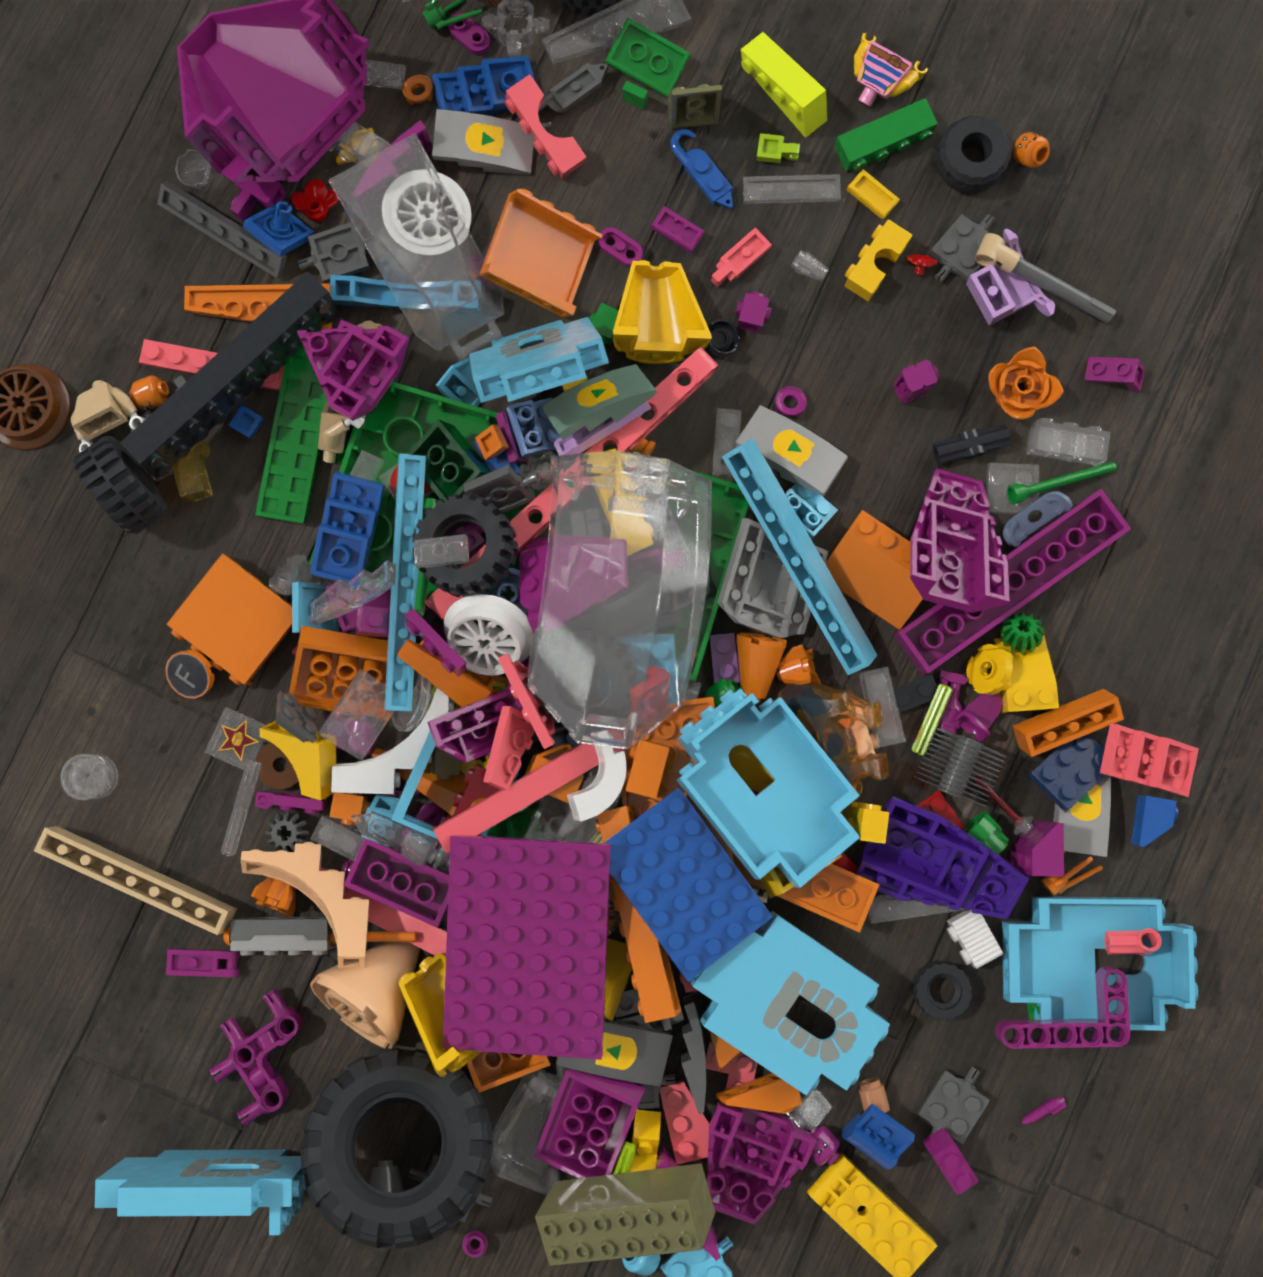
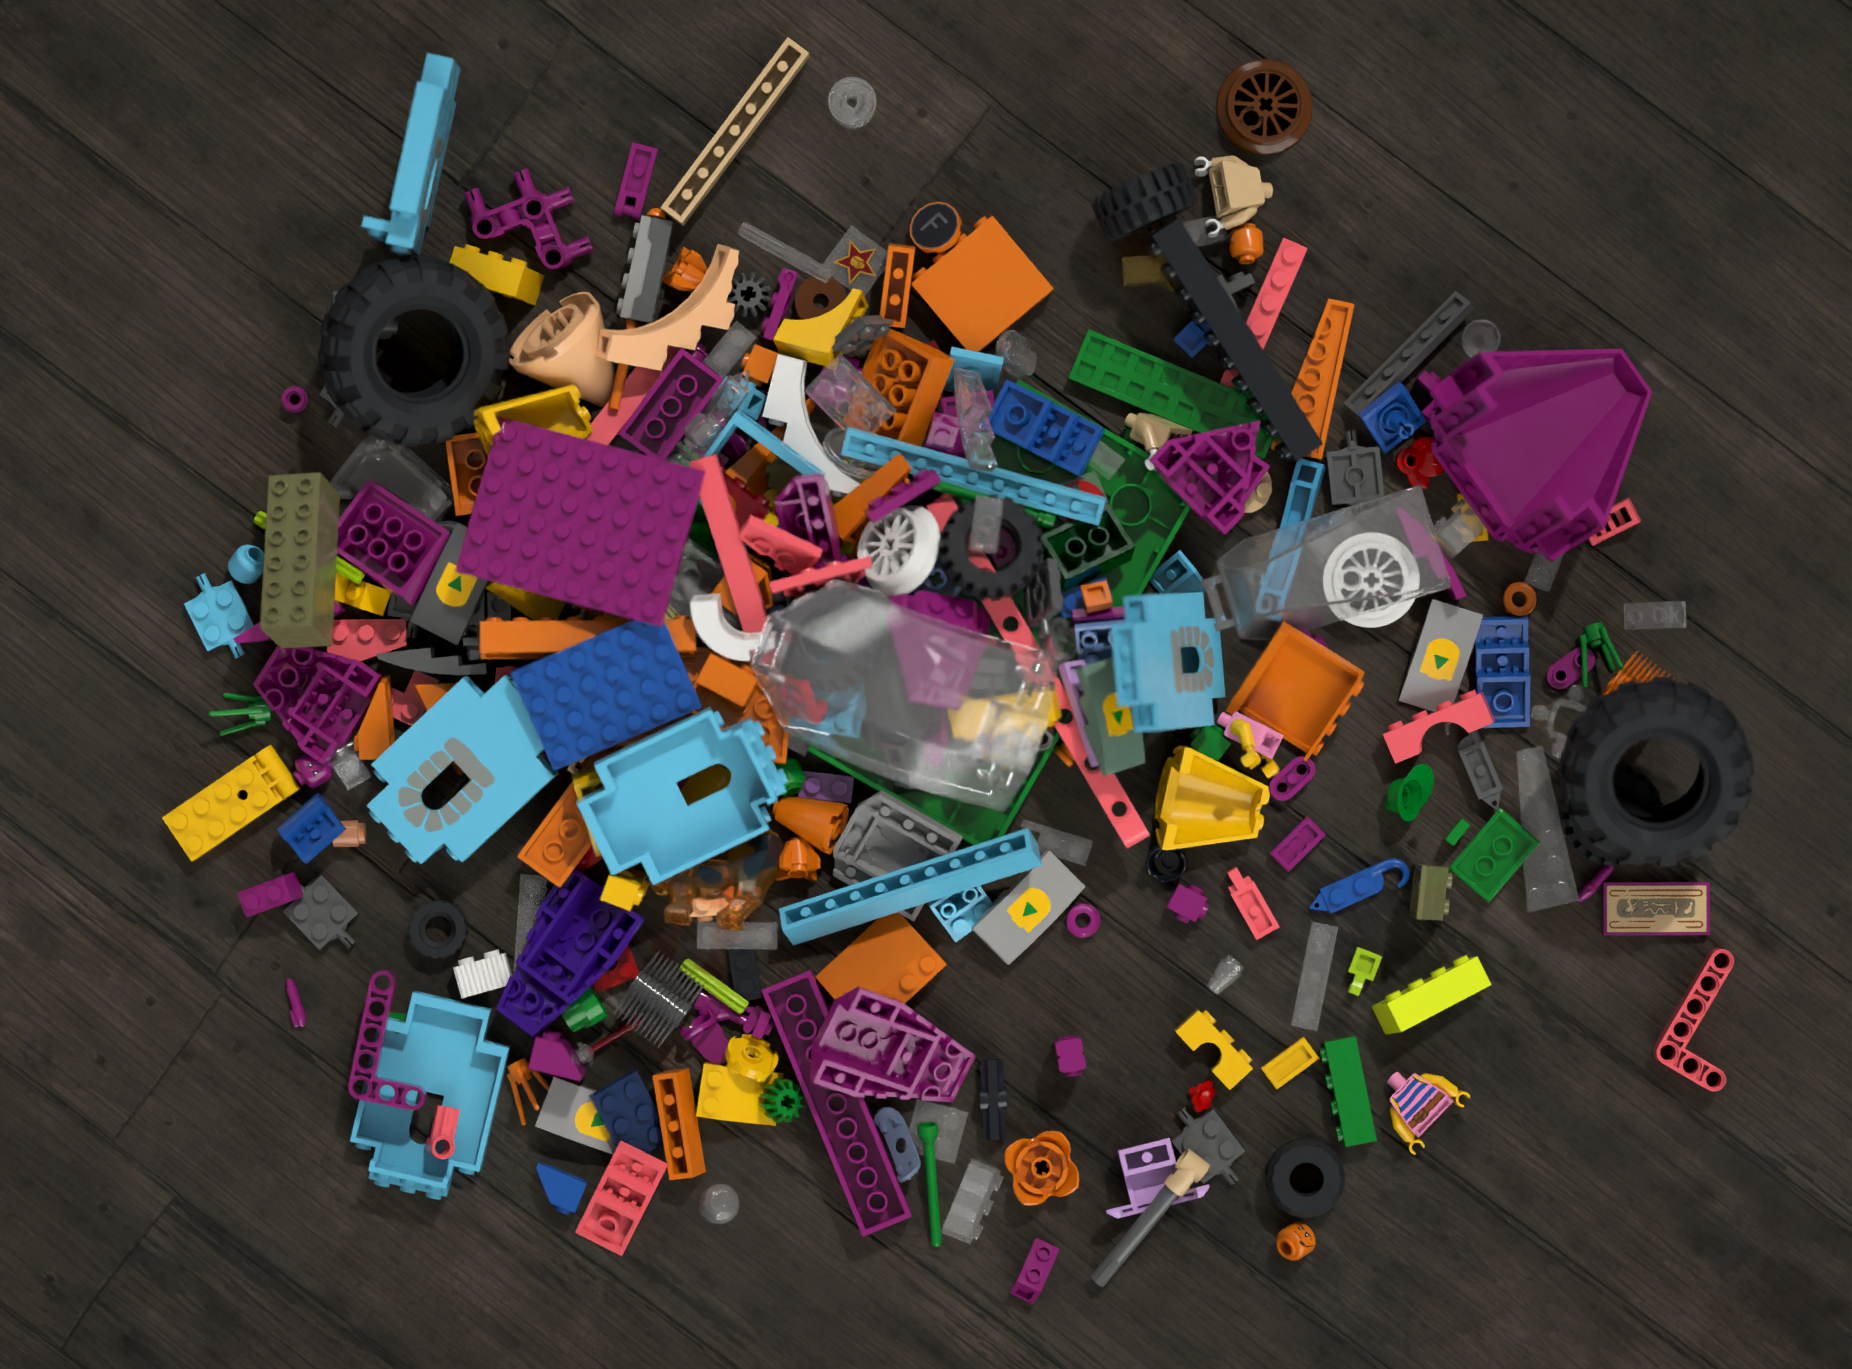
camera: 90 degrees right, 5 degrees up
(244, 696) = (897, 283): none -> orange brick
(313, 1071) = (499, 276): none -> yellow wedge
(590, 283) = (1253, 738): none -> torso
(611, 144) = (1410, 793): none -> green piece
(778, 1213) = (257, 710): none -> green plant
(956, 665) = (763, 1025): none -> magenta plate
(1129, 670) = (719, 1204): none -> clear hair

